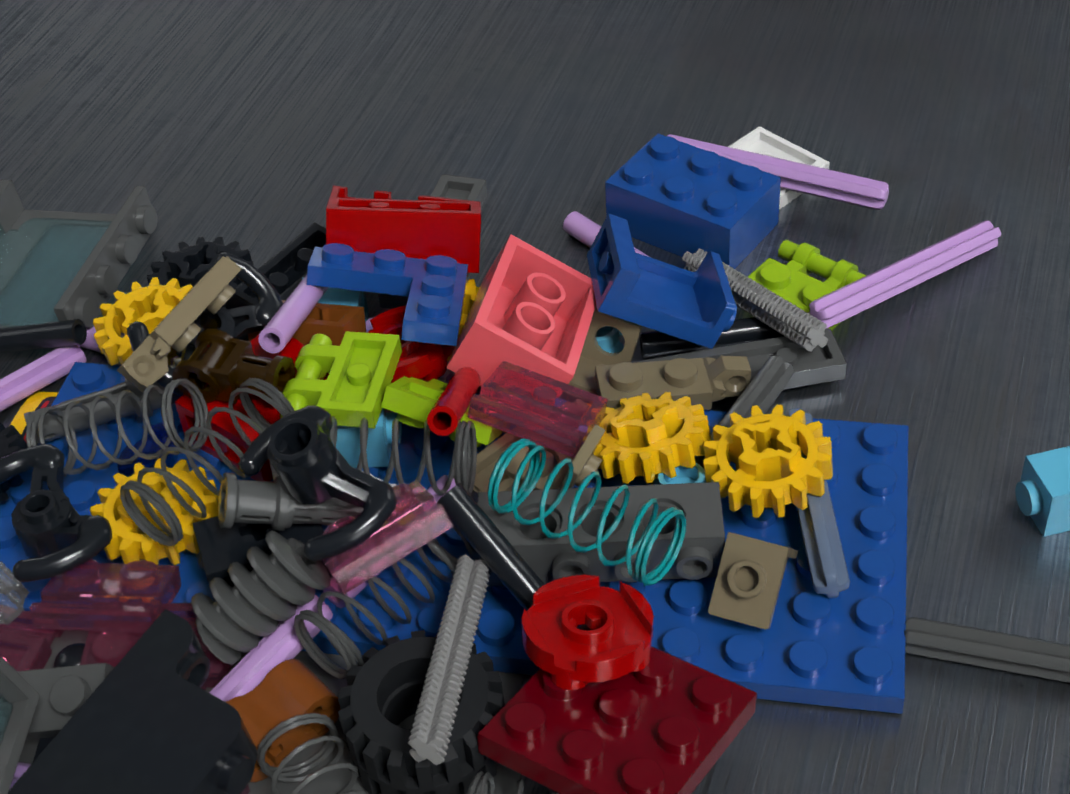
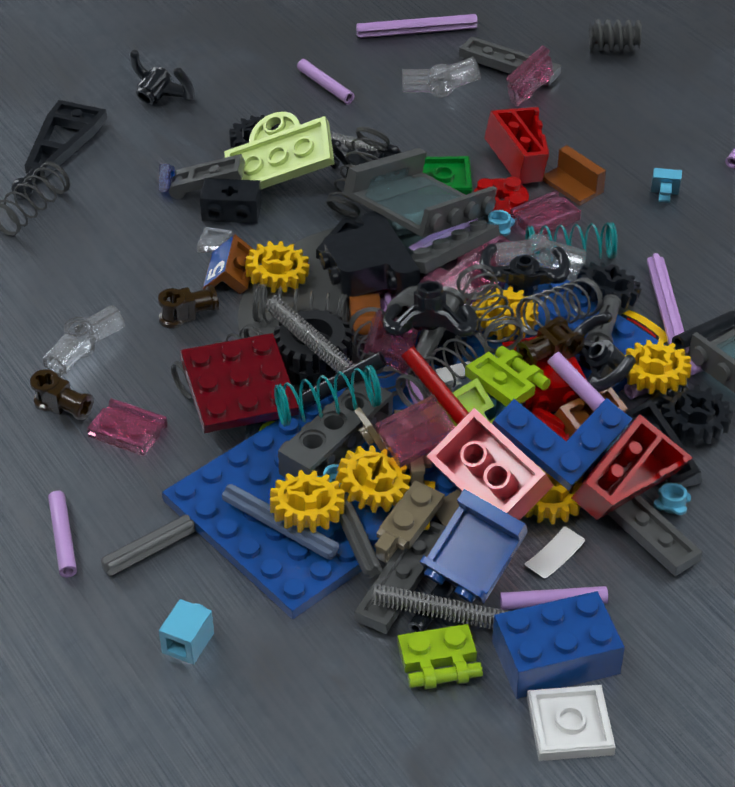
camera: 125 degrees right, 0 degrees up
(178, 328) = (588, 324): dark tan hinge -> none
(612, 648) = (272, 366): red plate -> none
(749, 580) = (258, 463): dark tan bracket -> none
(807, 178) = (545, 701): lavender axle -> none
(905, 274) = (393, 700): lavender axle -> none

